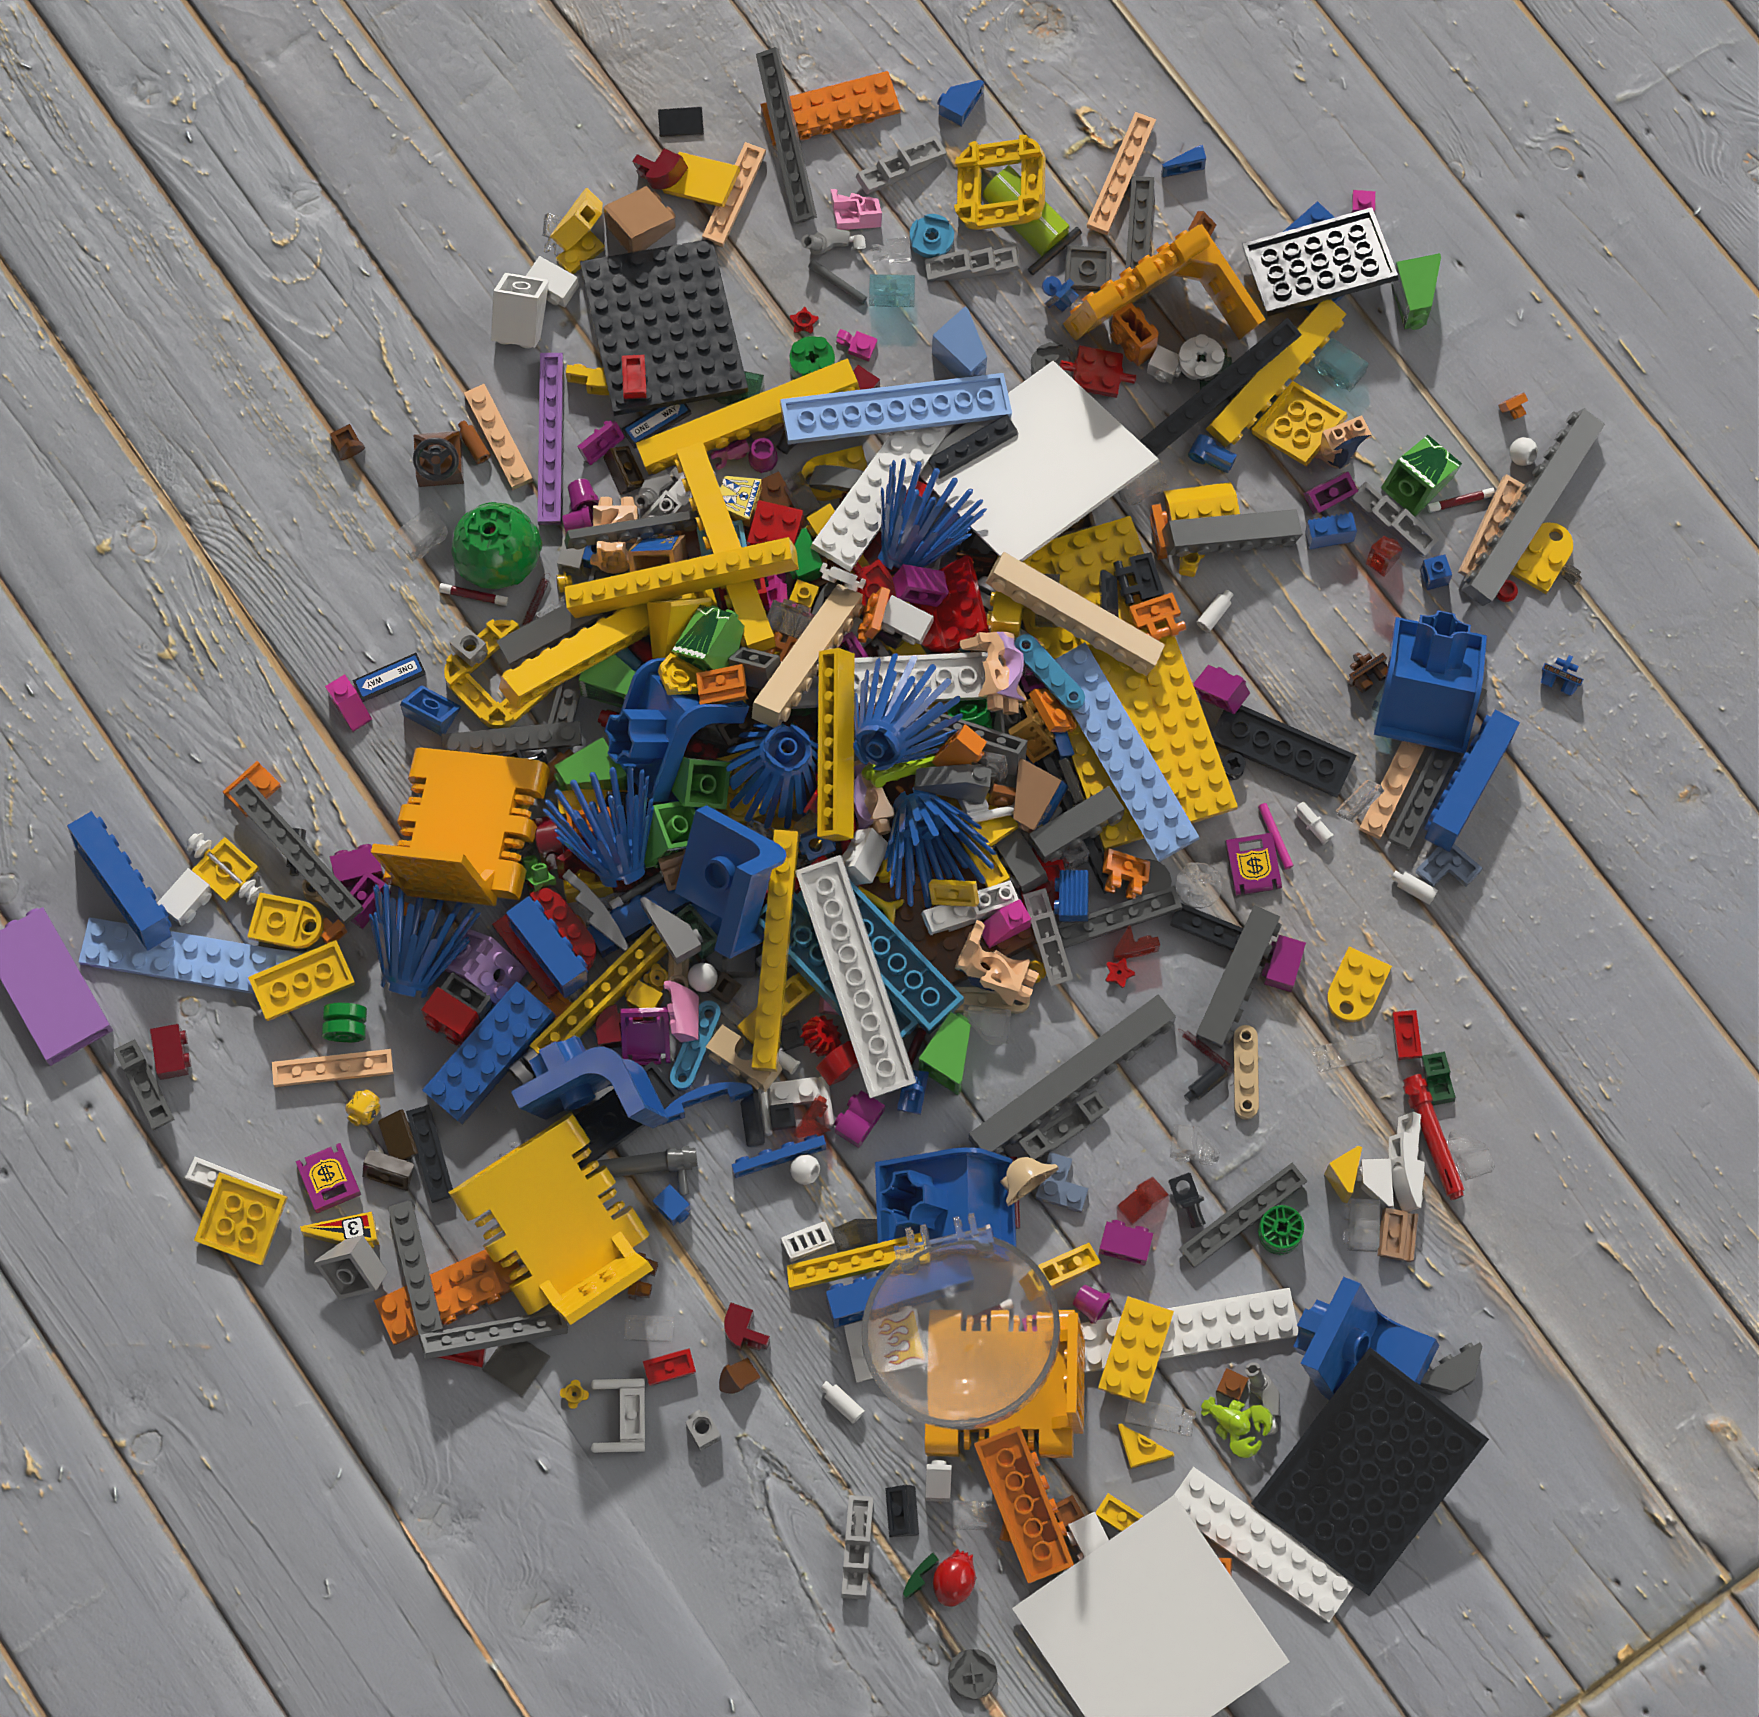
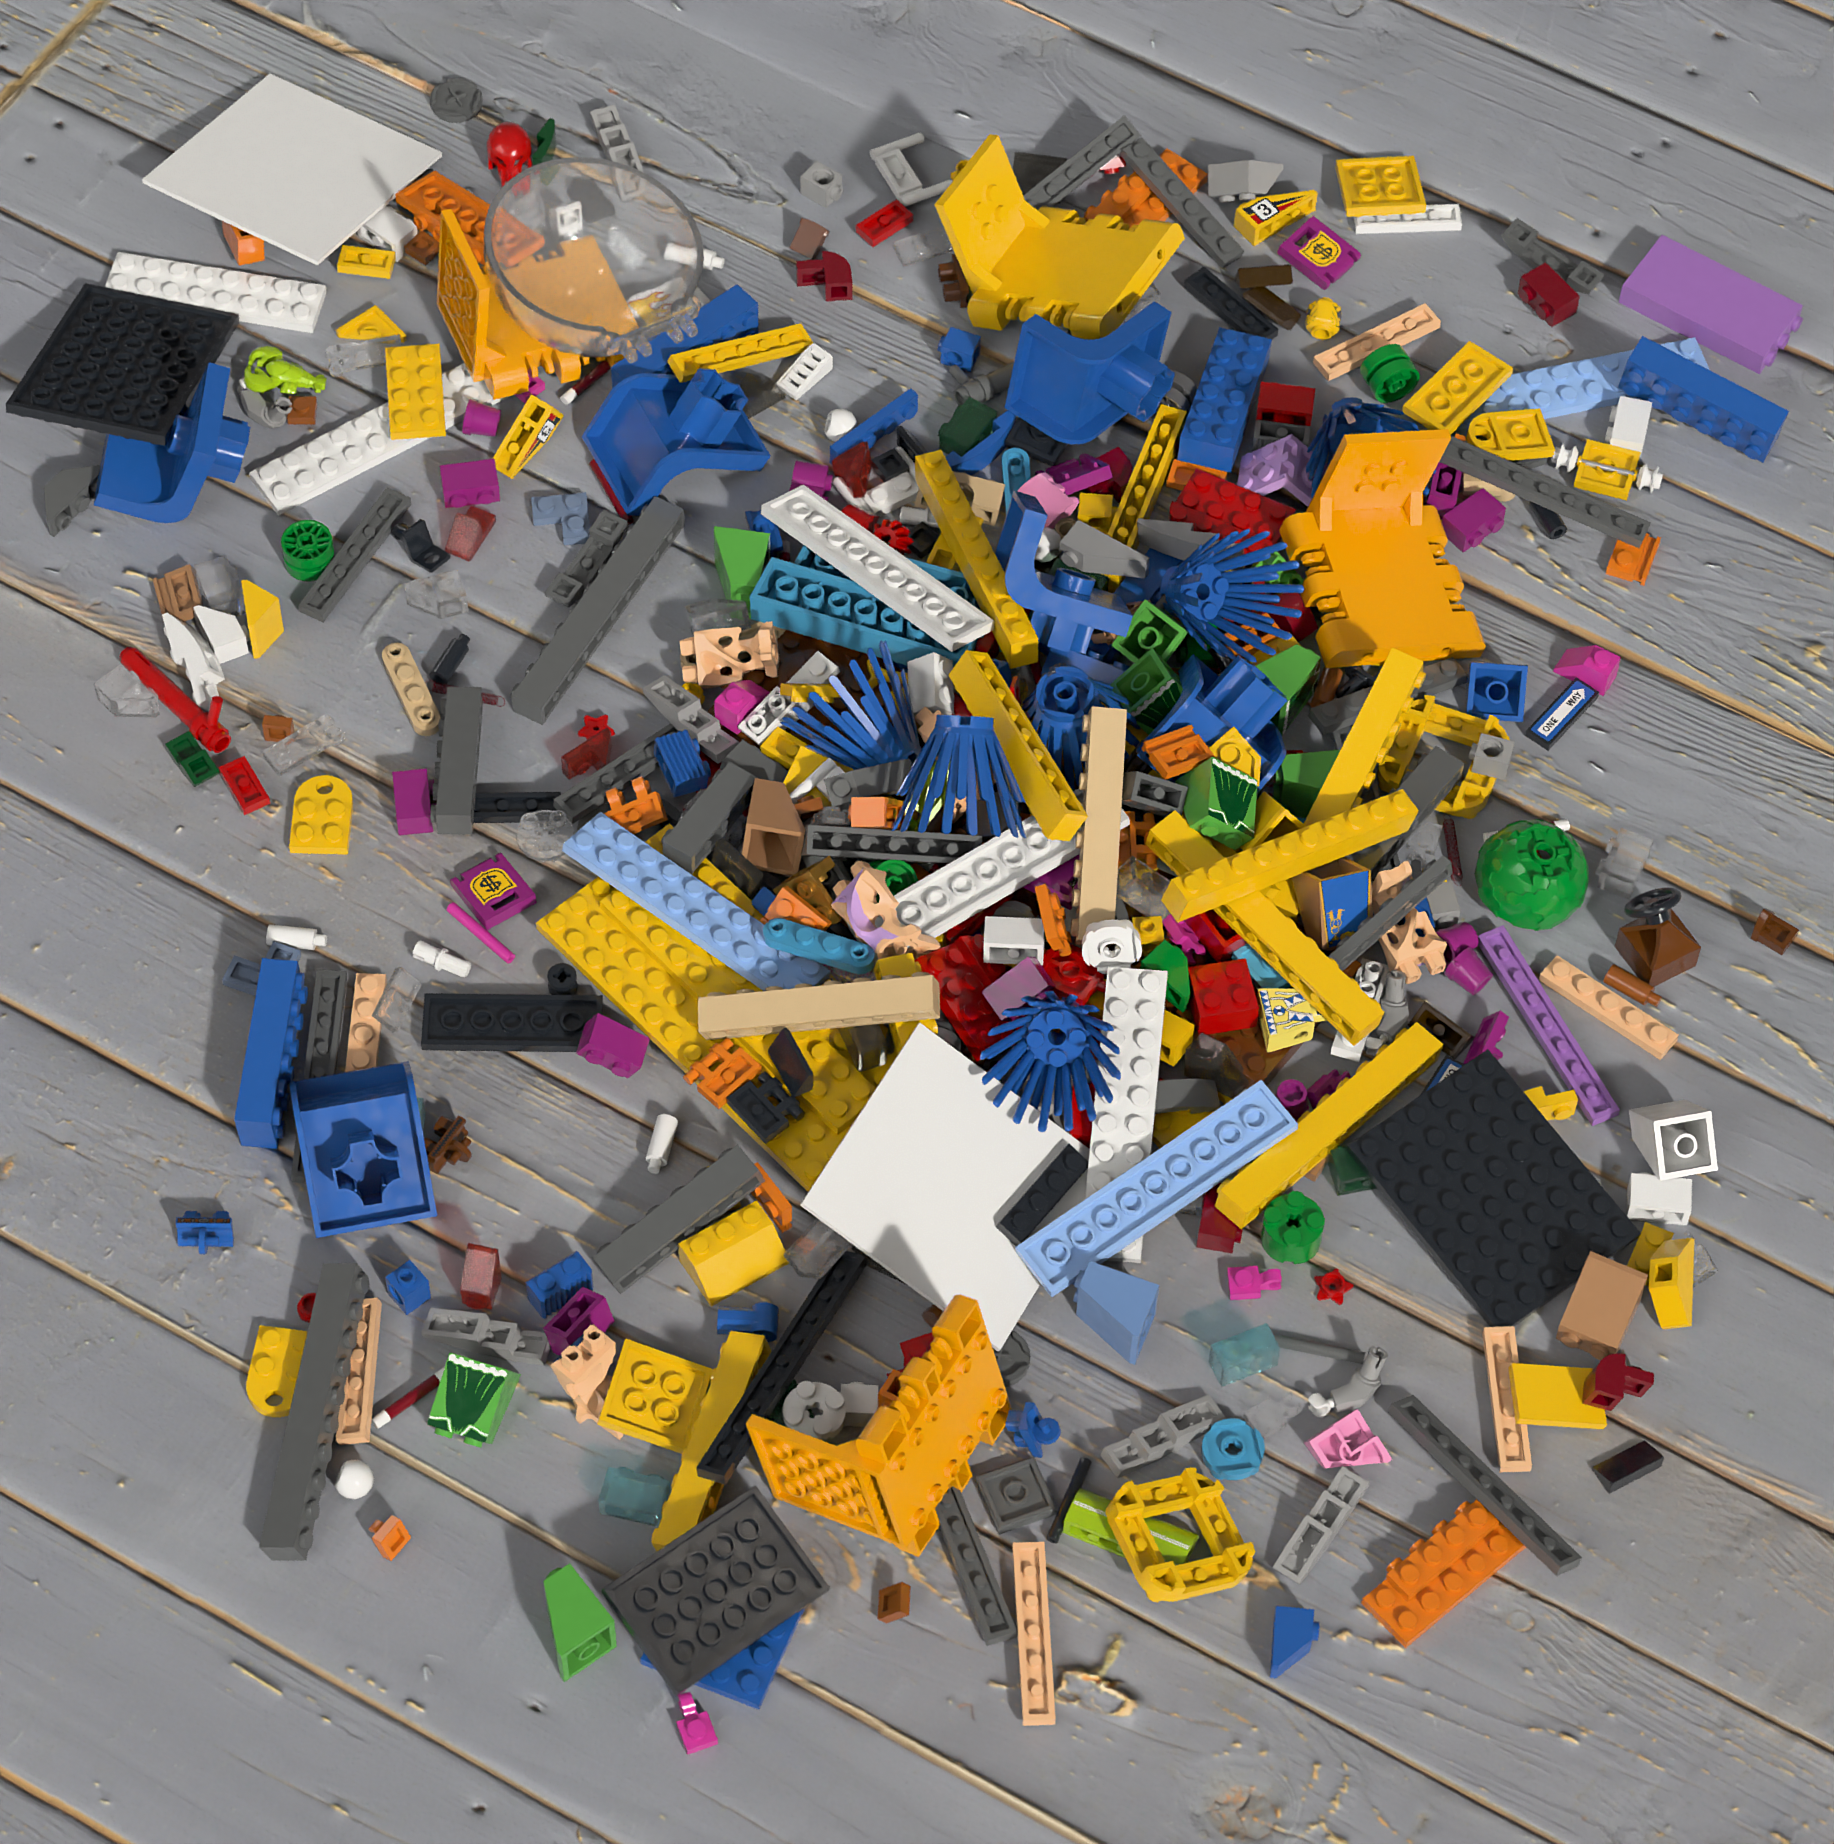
camera: 155 degrees right, 15 degrees down
(547, 947) = (1220, 484): blue brick -> none
(634, 376) = (1487, 1093): red tile -> none
(705, 1122) = (967, 427): none -> clear green brick
(1024, 1176) = (603, 492): tan hat -> none
(1187, 162) = (950, 1684): blue slope -> none
(1363, 1073) = (277, 727): none -> dark orange plate
(1571, 574) = (236, 1354): clear smoke plate -> none

